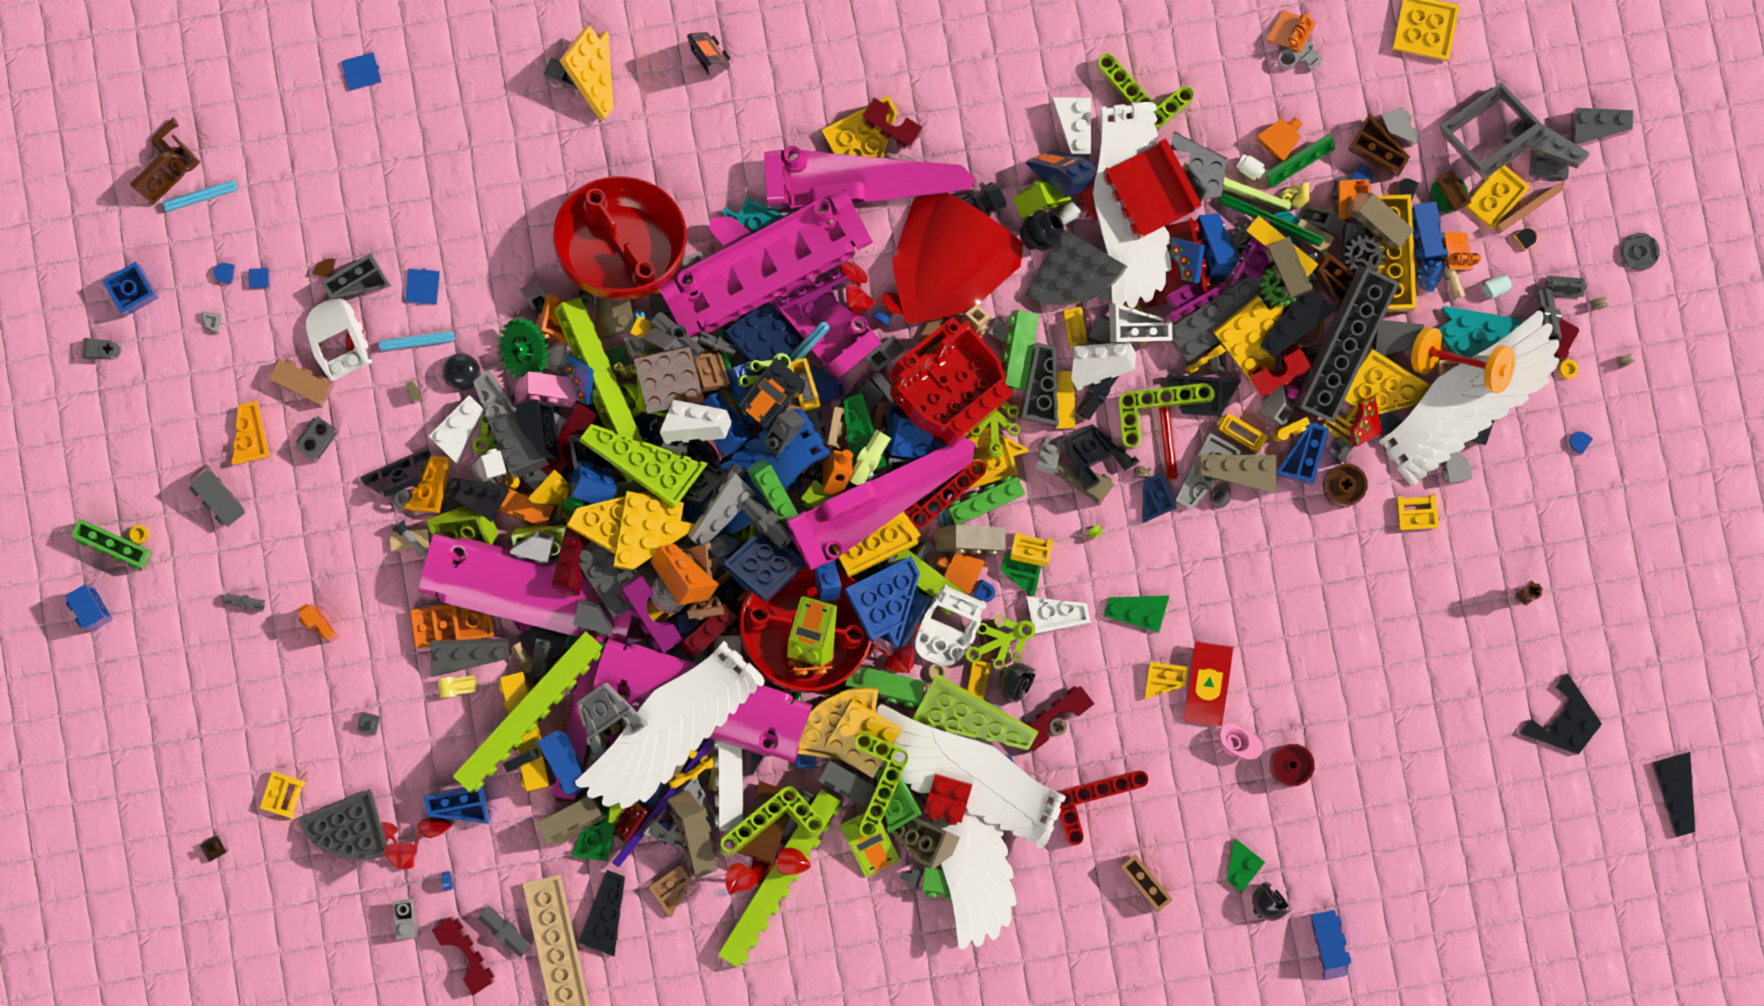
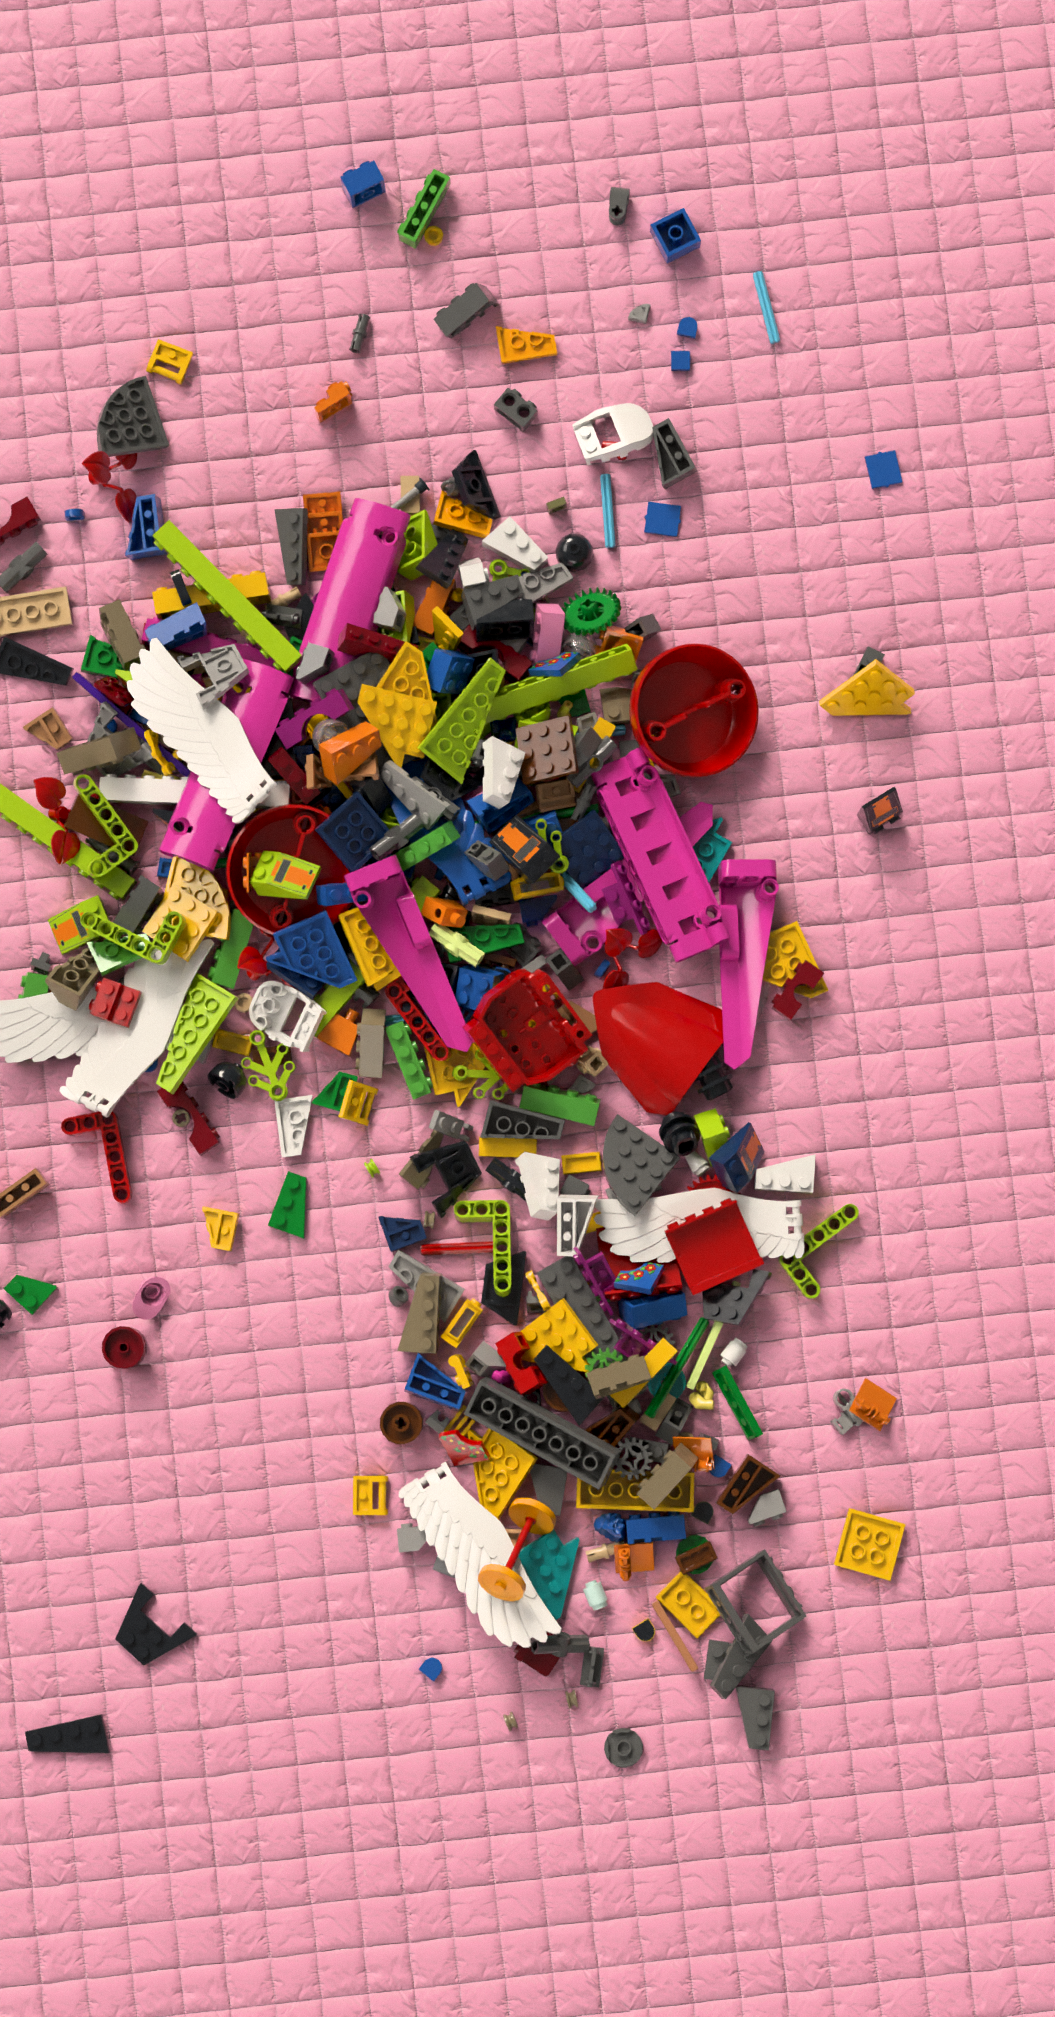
camera: 95 degrees right, 0 degrees up
(166, 168) = (793, 275): reddish brown plate -> none
(213, 848) = (123, 294): dark brown tile -> none
(301, 381) = (573, 396): medium nougat brick -> none
(325, 268) = (686, 425): reddish brown tile -> none
(368, 723) = (233, 447): dark grey tile -> none
(405, 919) = (38, 472): light grey slope -> none
(452, 686) = (262, 528): light yellow piece -> none
(984, 591) = (320, 1054): blue tile -> none
(1208, 683) = (212, 1270): red slope -> none
(1280, 138) = (762, 1385): orange torso -> none
(1389, 422) = (463, 1473): black tile -> none
(1528, 592) = (278, 1598): reddish brown piece -> none
(1568, 369) = (506, 1662): yellow tile -> none

